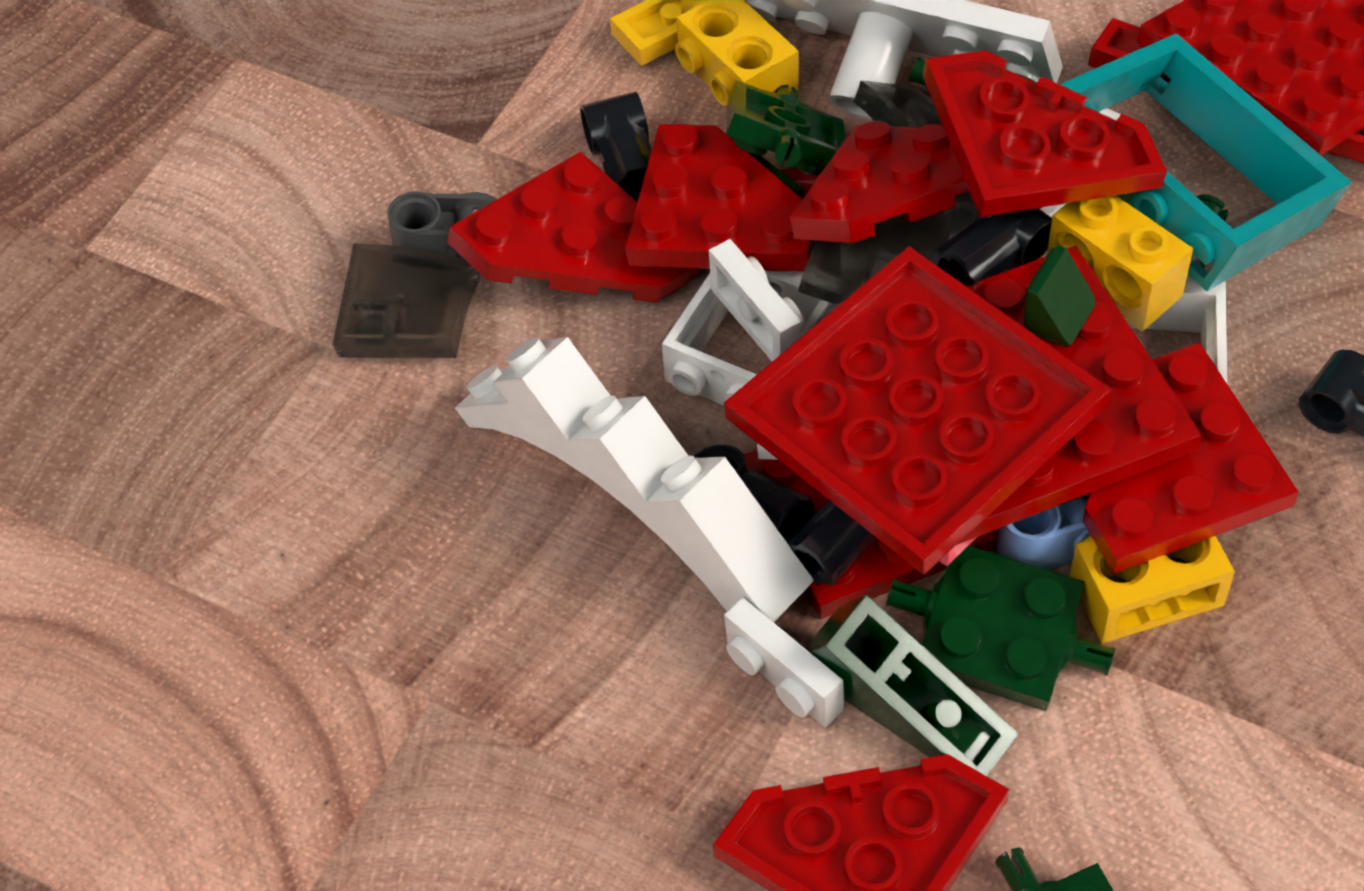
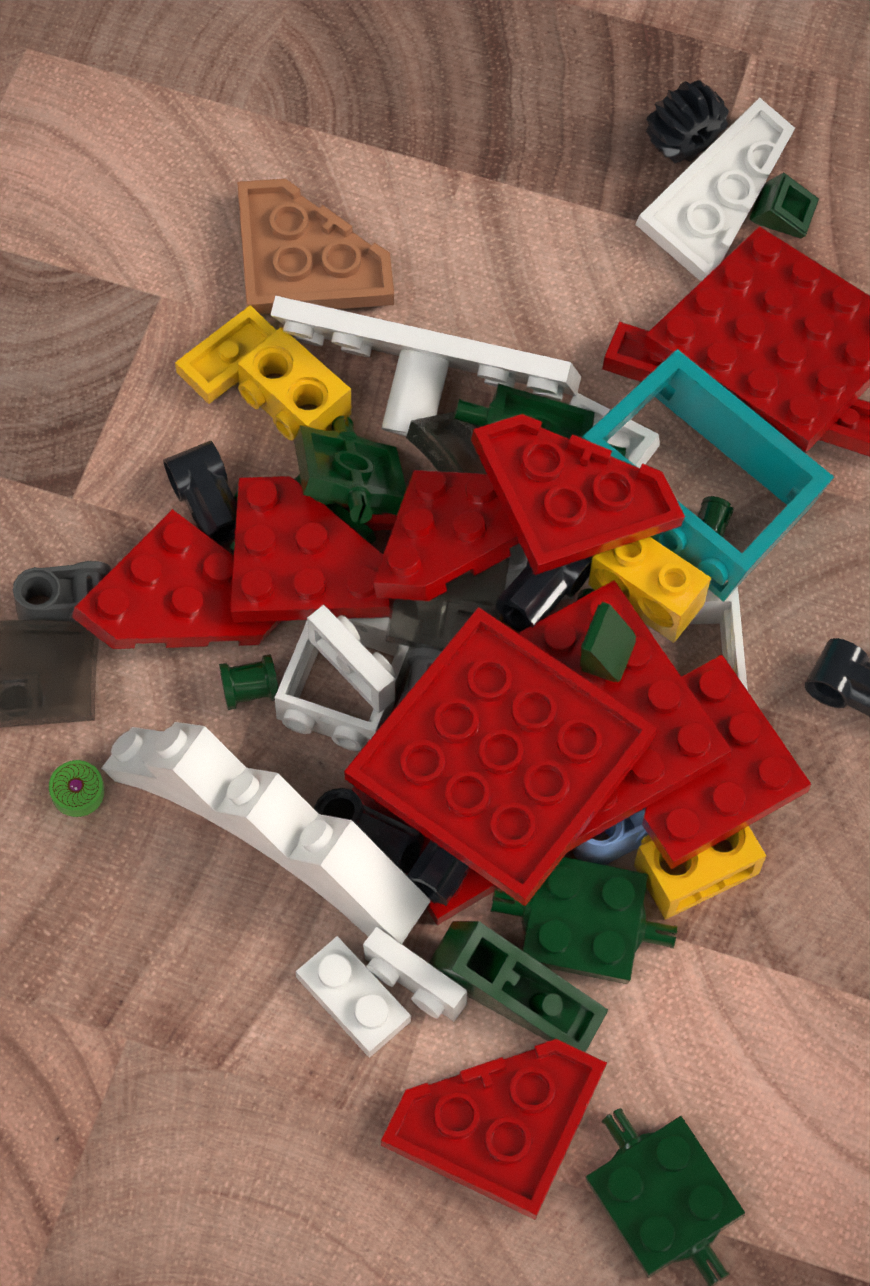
camera: 15 degrees left, 10 degrees up
(422, 426) = (76, 788): none -> bright green tile
(636, 333) = (249, 681): none -> dark green bush
(707, 684) = (353, 996): none -> white plate

